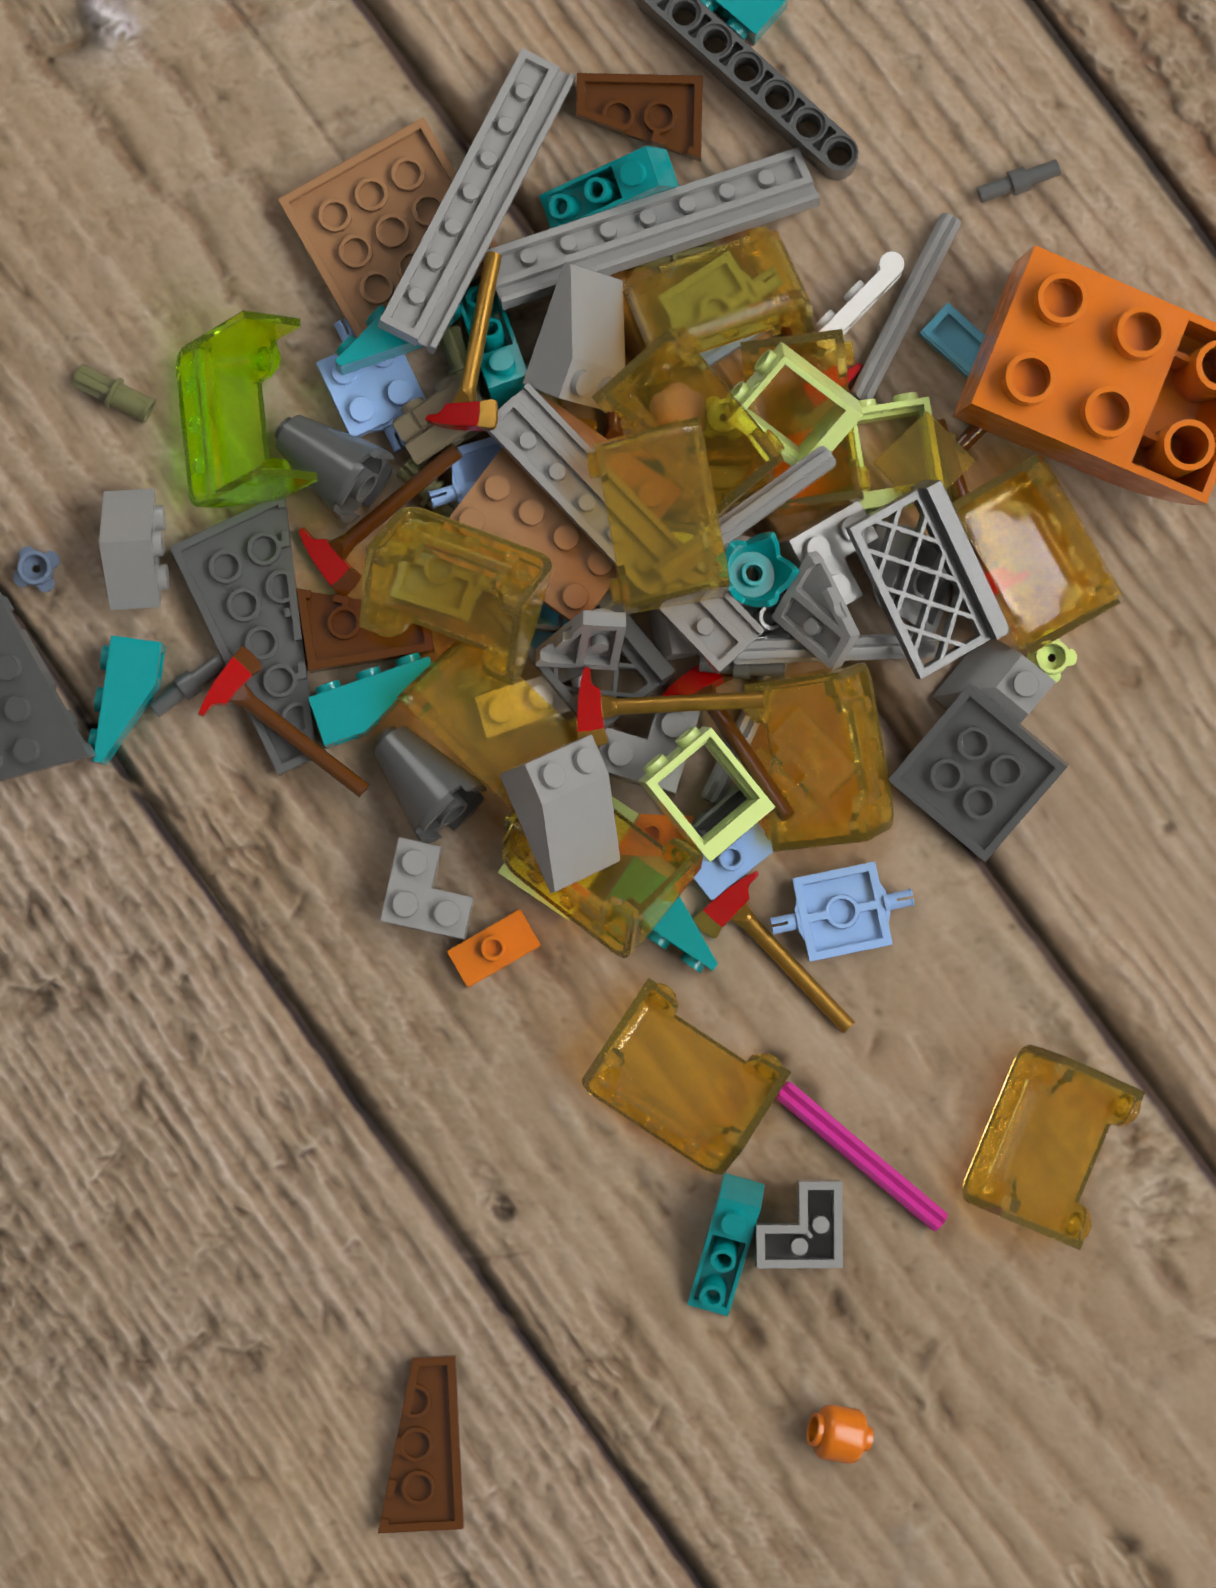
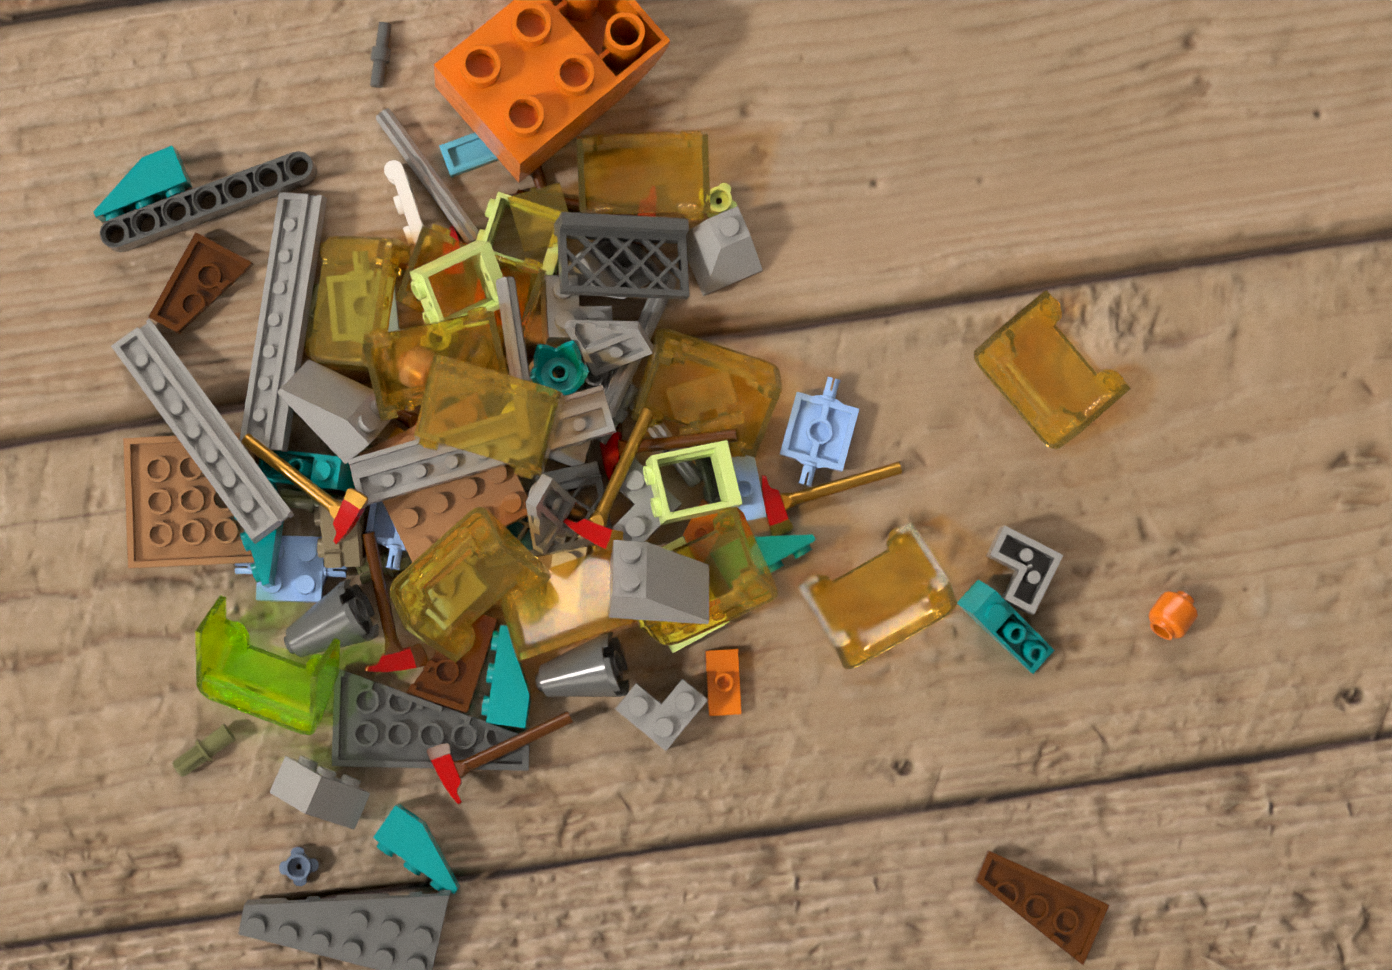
camera: 65 degrees left, 0 degrees up
(187, 685) = (433, 801): dark grey bar -> none
(610, 186) = (239, 332): teal slope -> none
(861, 1156) = (992, 503): dark pink axle -> none
(978, 772) = (771, 290): dark grey plate -> none

